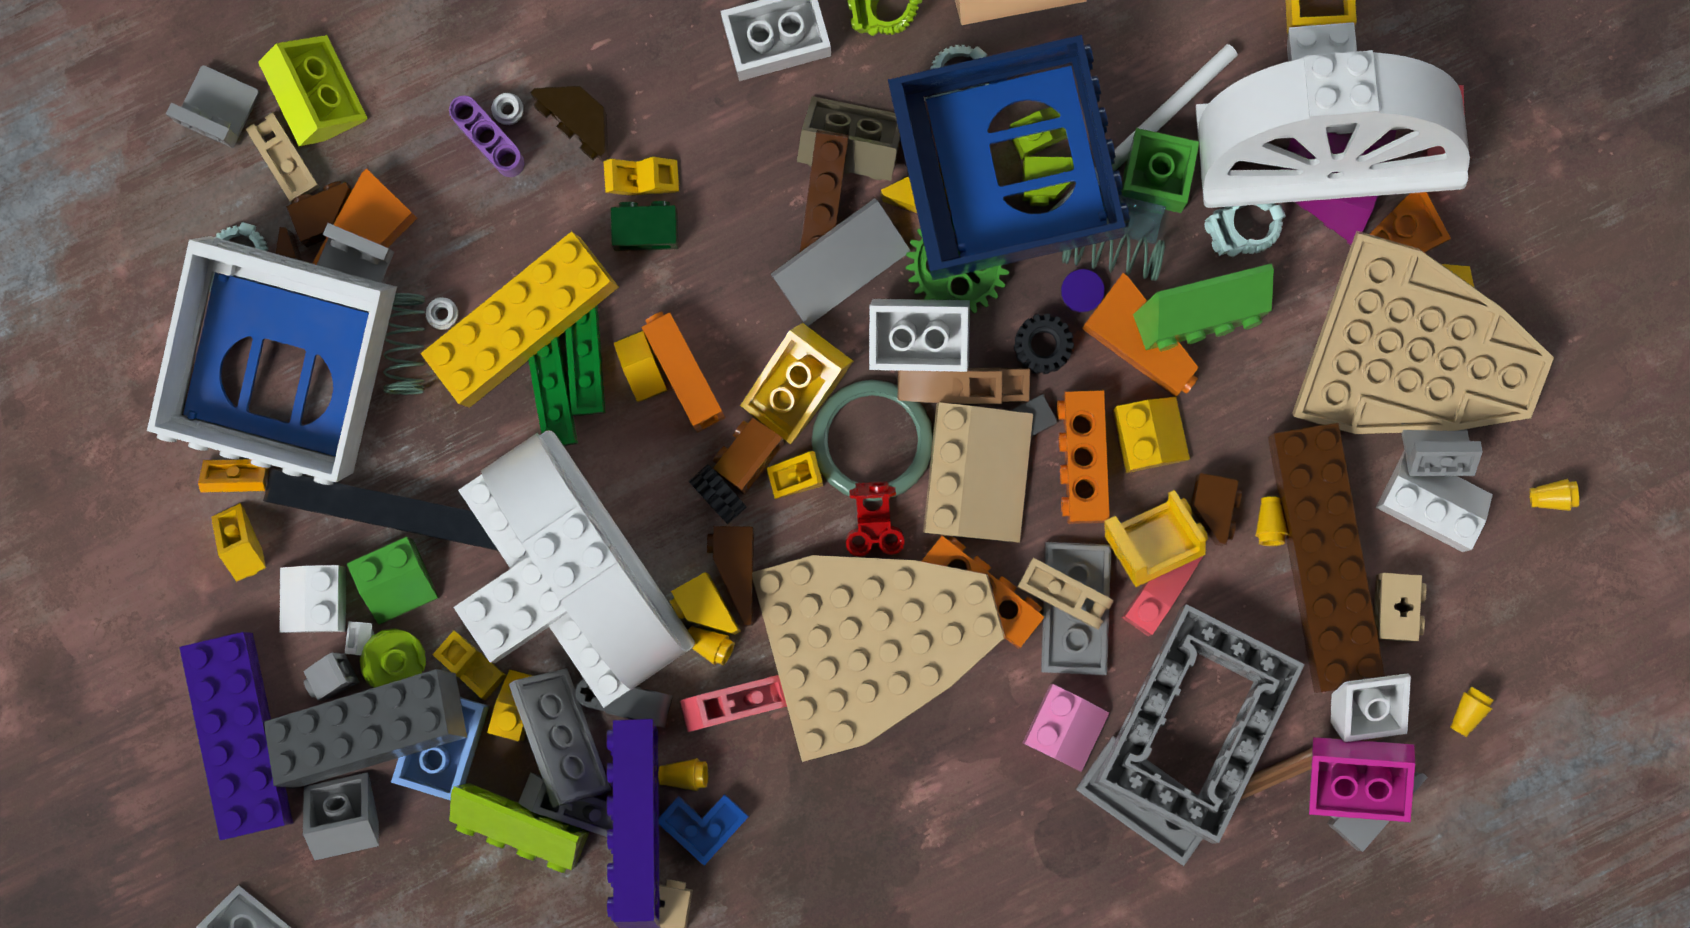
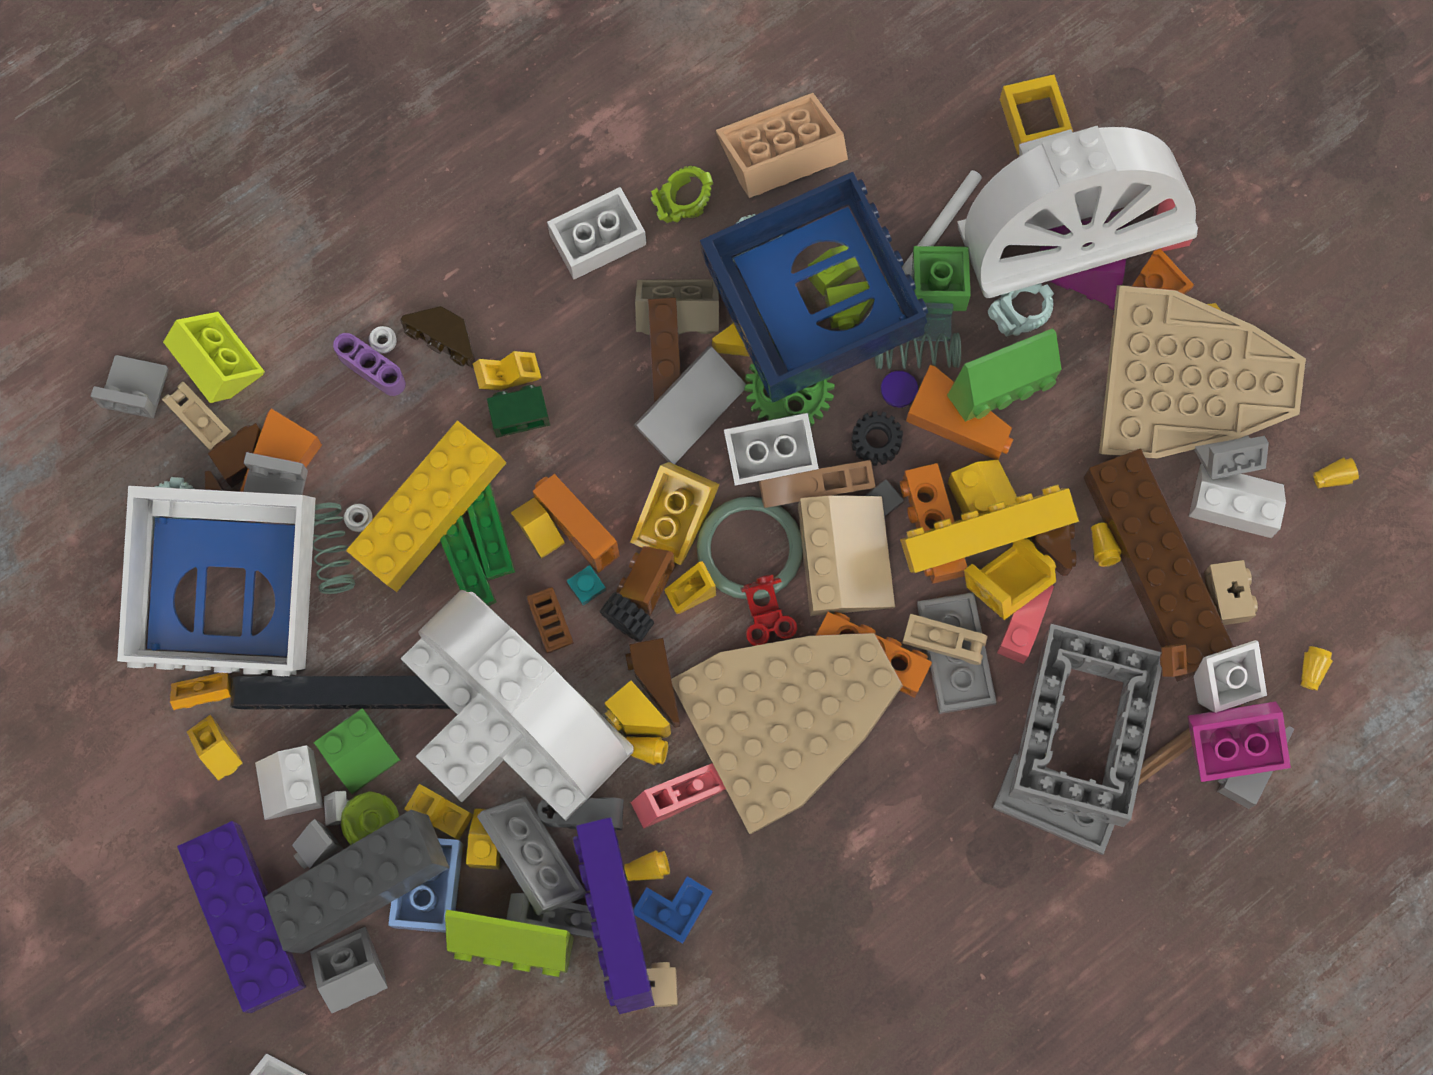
camera: 15 degrees left, 10 degrees down
(628, 449) = (540, 597): none -> dark orange slope
(681, 444) = (586, 585): none -> teal plate
(1066, 727) = (972, 754): bright pink slope -> none
(1142, 483) = (990, 529): none -> yellow brick
(1312, 676) = (1173, 660): none -> dark orange plate

